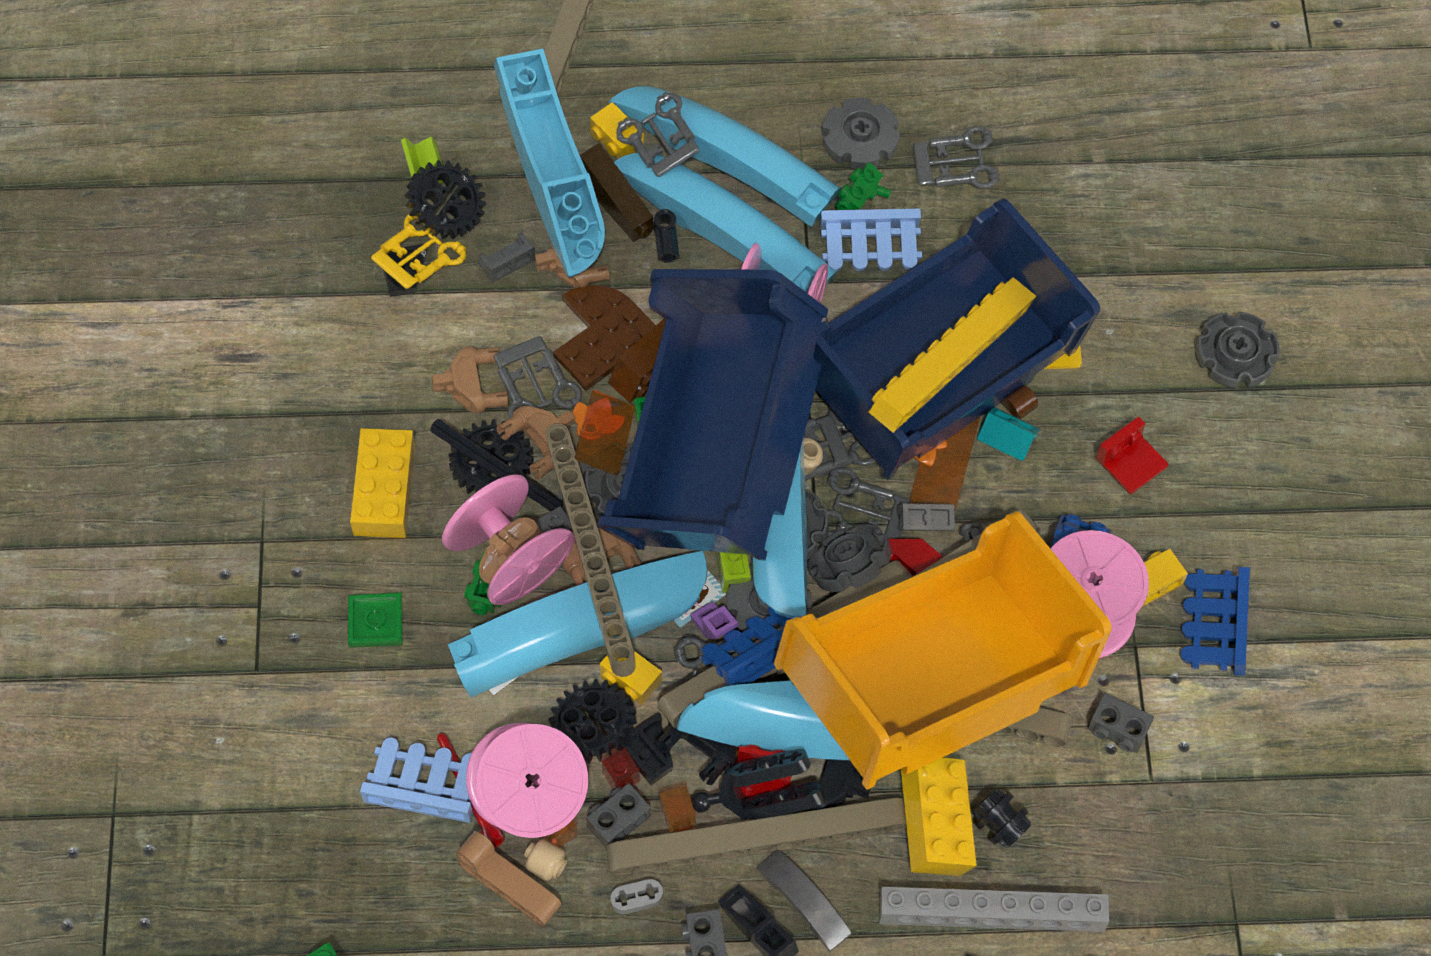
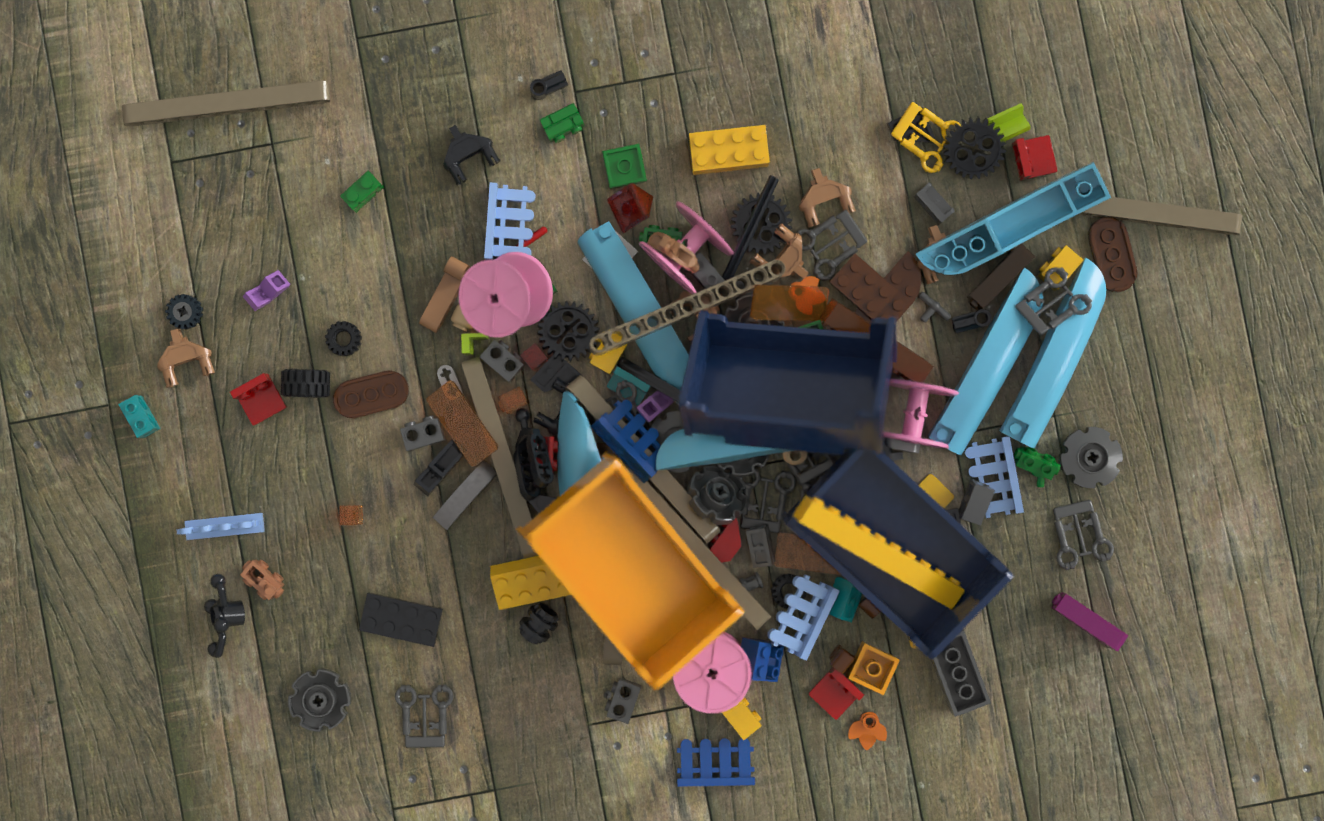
camera: 85 degrees right, 25 degrees up
(239, 699) = (550, 84): none -> black piece
(296, 688) = (562, 123): none -> green brick
(300, 826) = (464, 147): none -> black connector
(434, 615) = (630, 206): none -> clear red slope
(471, 141) = (1034, 157): none -> red bracket
(585, 854) = (468, 344): none -> lime panel
(604, 77) = (1113, 253): none -> reddish brown tile
(640, 276) = (934, 306): none -> dark grey piece
(666, 662) = (621, 375): none -> teal panel
(689, 607) = (649, 378): none -> black axle
(699, 882) = (462, 423): none -> clear orange piece
(895, 258) = (975, 502): none -> dark grey hinge
(990, 509) = (777, 587): none -> black tyre
(994, 909) = (474, 625): light grey brick -> none
(1032, 467) = (813, 620): none -> light blue fence
(1068, 159) = (1089, 621): none -> magenta slope
(1086, 440) = (841, 659): none -> reddish brown piece
(1102, 406) = (872, 668): none -> light orange brick
(1130, 310) = (960, 677): none -> dark grey brick
(1188, 430) = (867, 732): none -> orange plate
(1237, 349) = (939, 751): dark grey piece -> none

